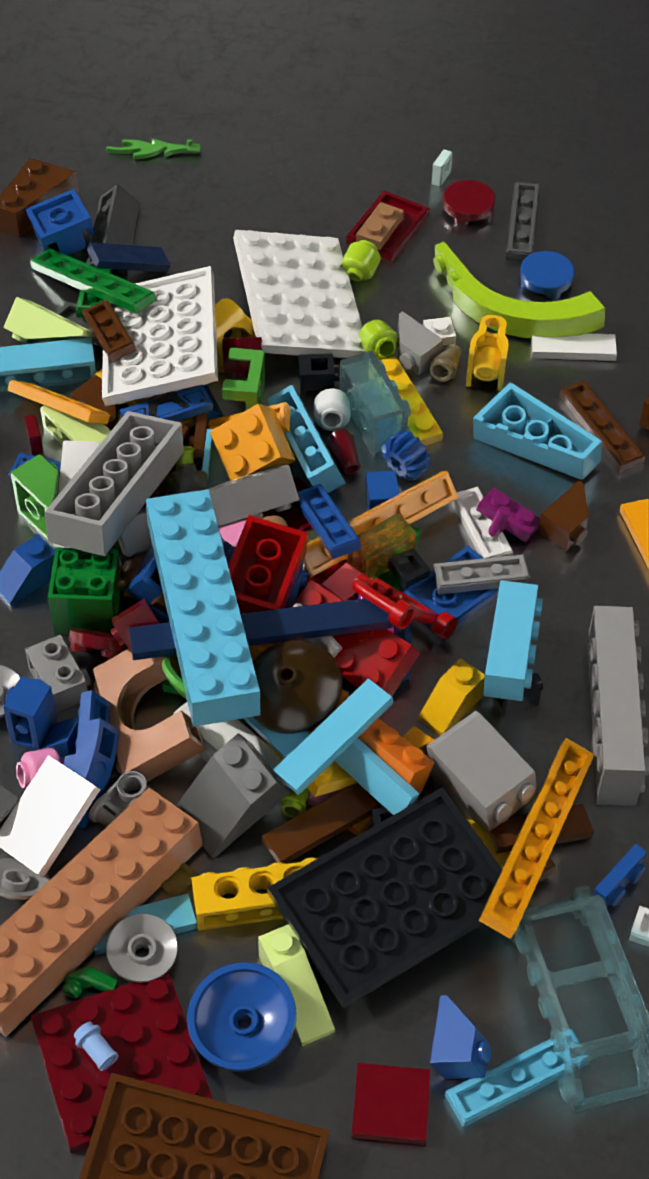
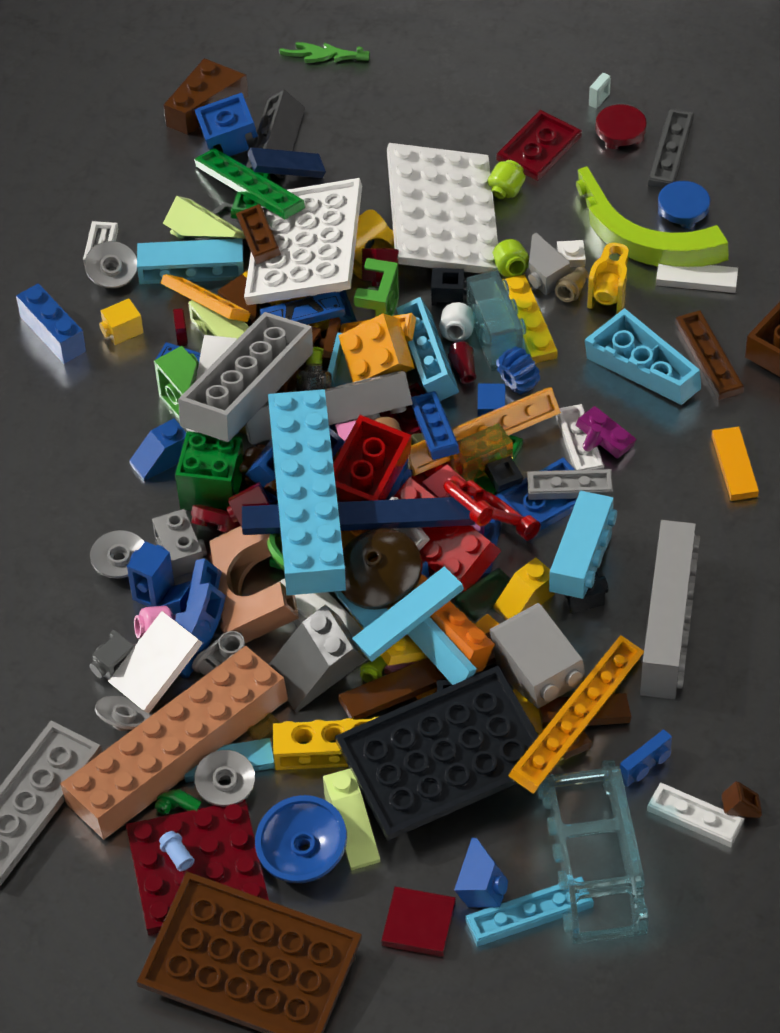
camera: 10 degrees right, 0 degrees up
(380, 224) = (530, 145): medium nougat plate -> none
(408, 703) = (482, 595): none -> tile
(566, 518) = (657, 439): reddish brown slope -> none

